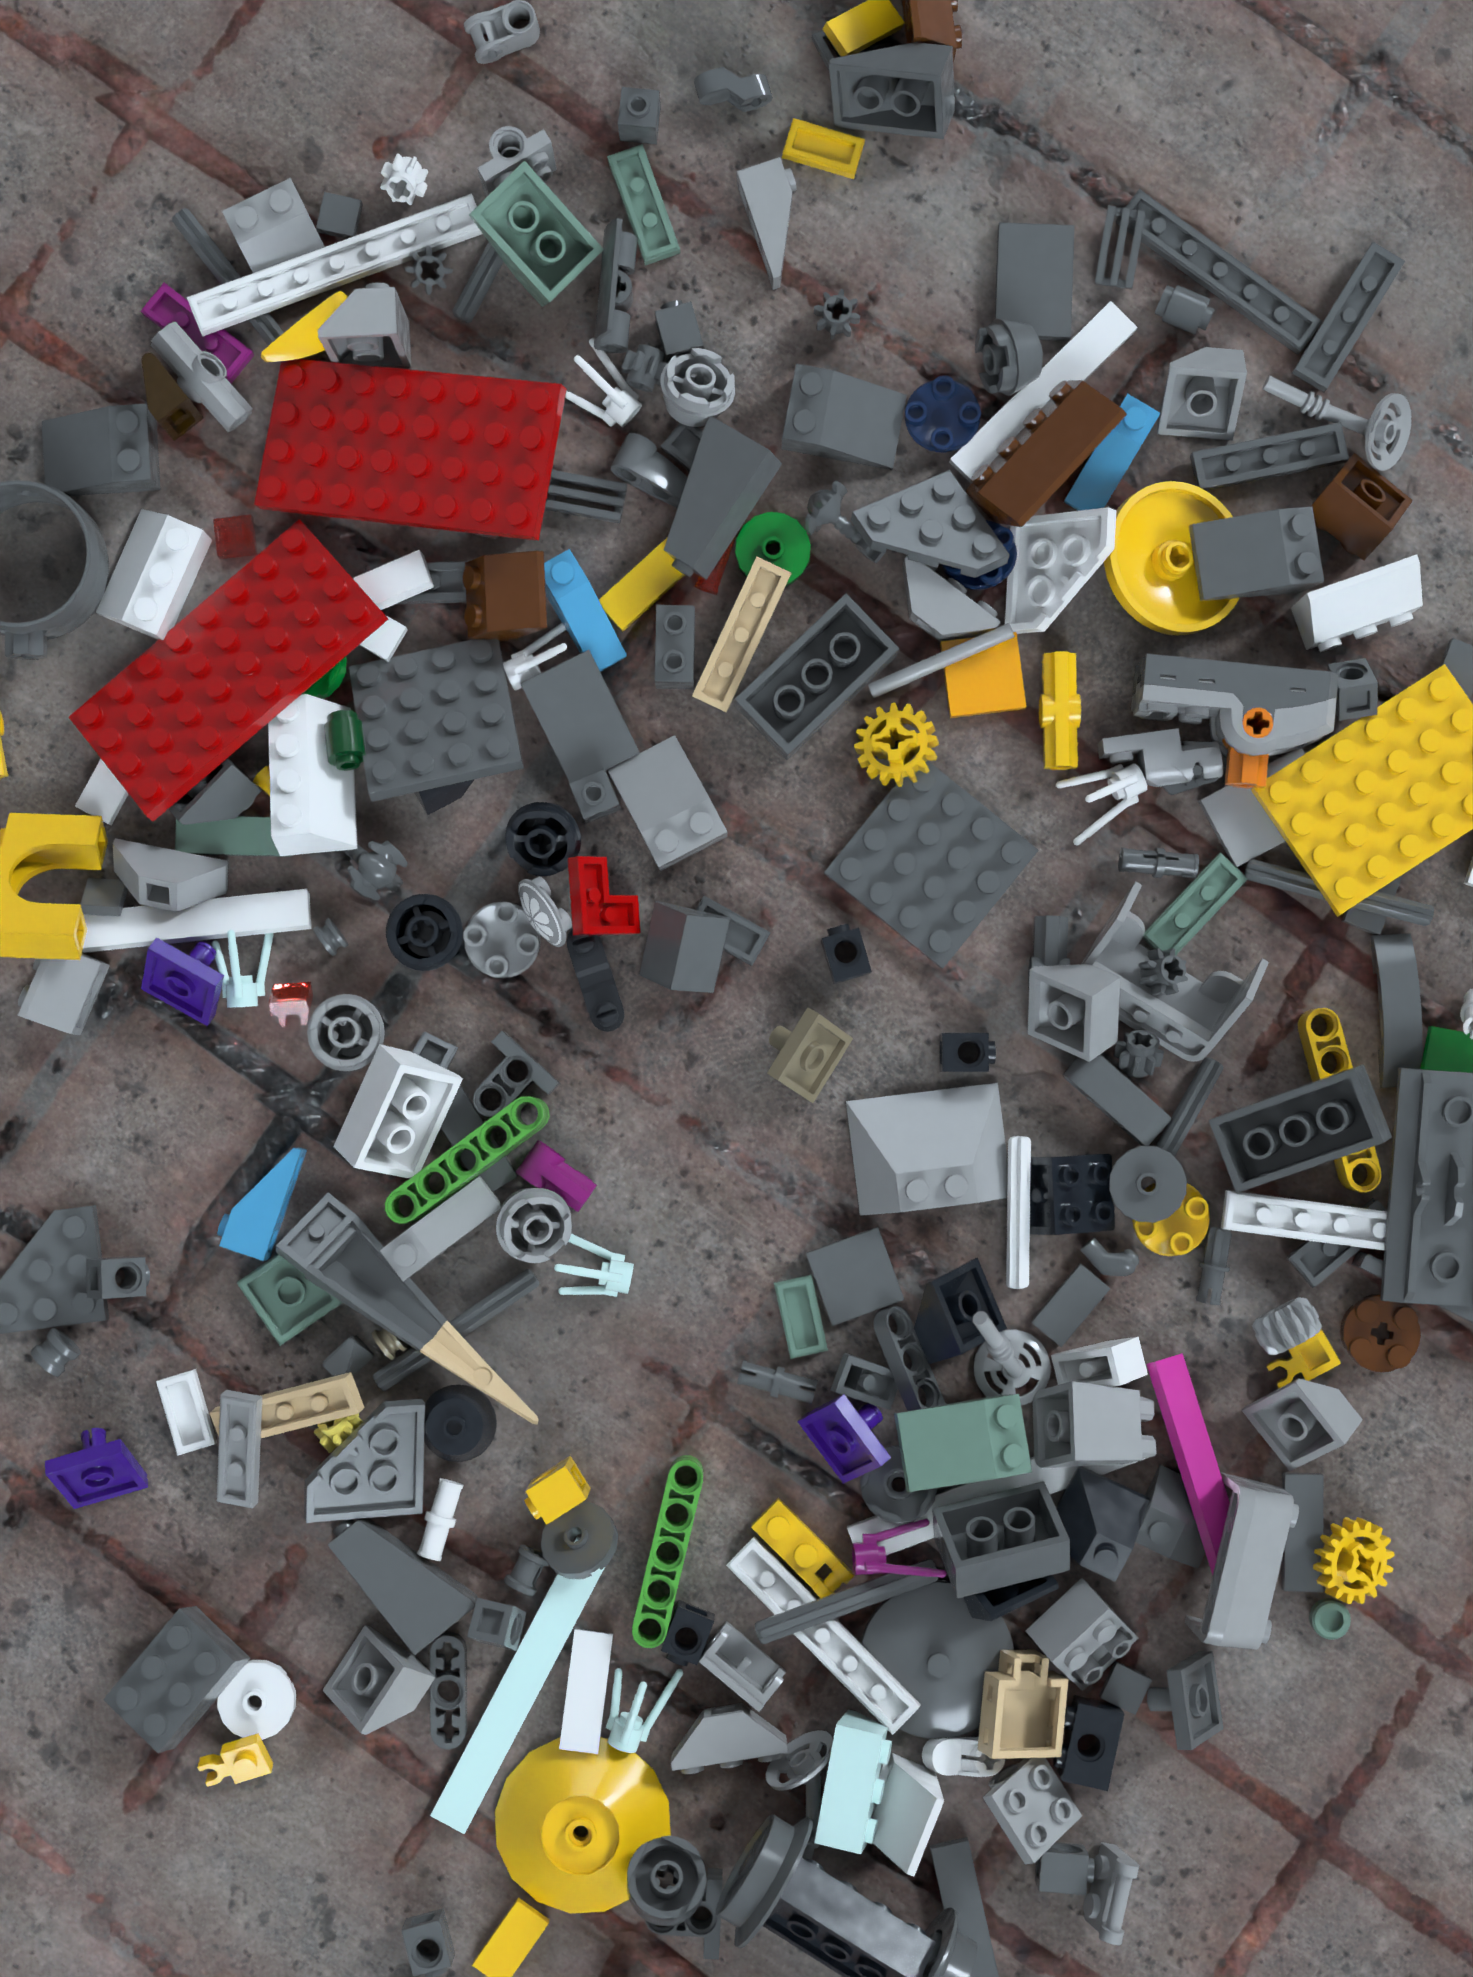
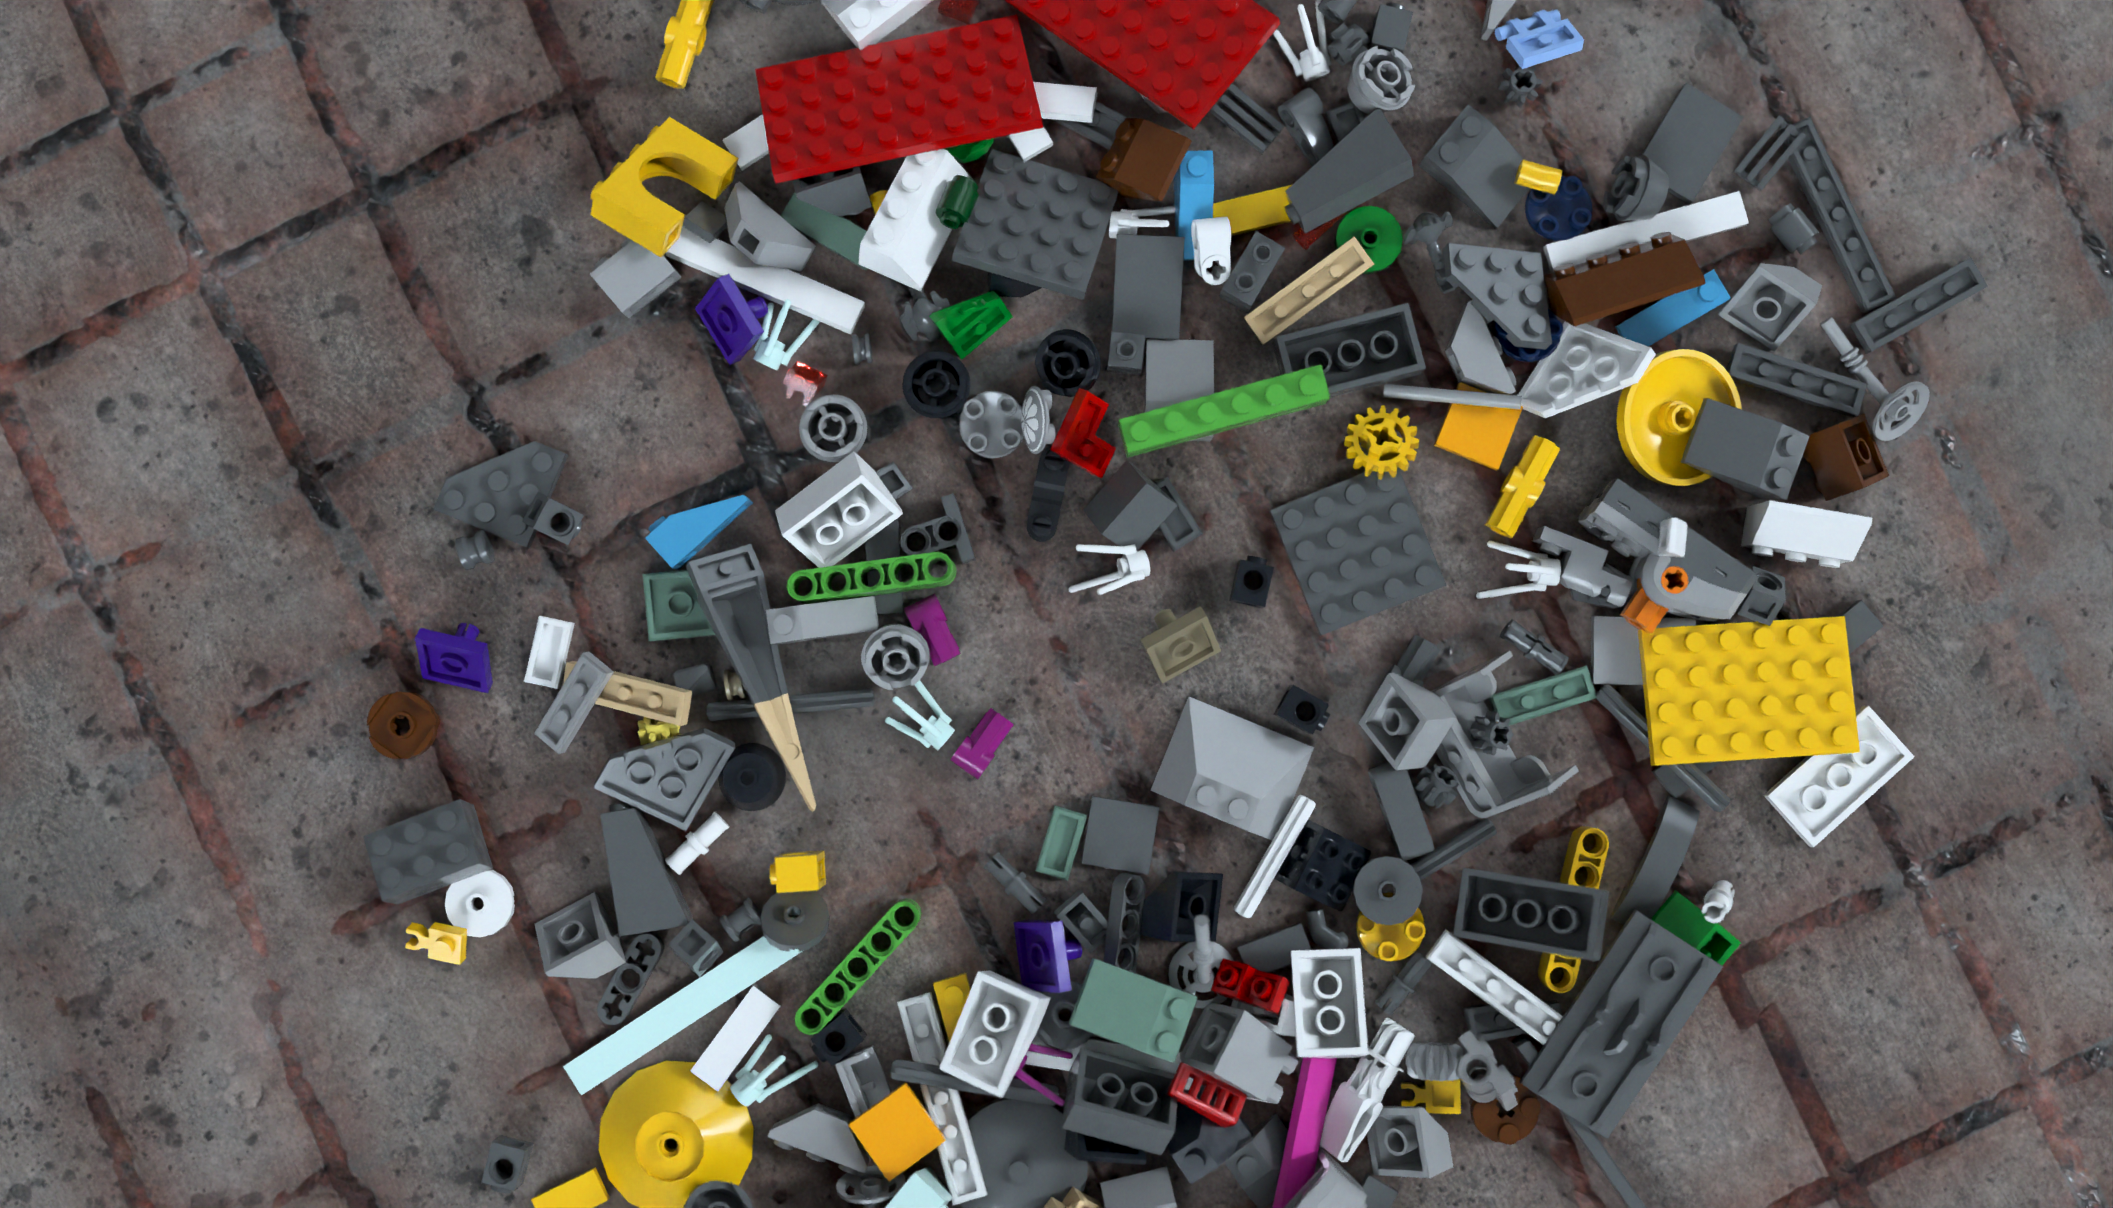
camera: 30 degrees right, 0 degrees up
(62, 1580) = (422, 723): none -> reddish brown plate
(424, 850) = (971, 322): none -> green wing
(619, 641) = (1212, 243): none -> white piece
(667, 1270) = (978, 749): none -> magenta piece
(718, 1005) = (1131, 567): none -> white plant
(723, 802) = (1223, 411): none -> bright green brick
(797, 1693) = (897, 1131): none -> light orange tile
(830, 258) = (1539, 38): none -> light blue plate
(838, 1541) = (994, 1032): none -> white slope
(905, 397) = (1538, 177): none -> yellow piece
(1065, 1353) = (1250, 985): none -> red slope
(1107, 1497) = (1227, 1102): none -> red slope
(1151, 1328) = (1329, 1003): none -> white slope
(1233, 683) = (1672, 537): none -> white slope
(1234, 1404) = (1360, 1098): none -> white arm
(1356, 1312) = (1480, 1061): none -> light grey plate

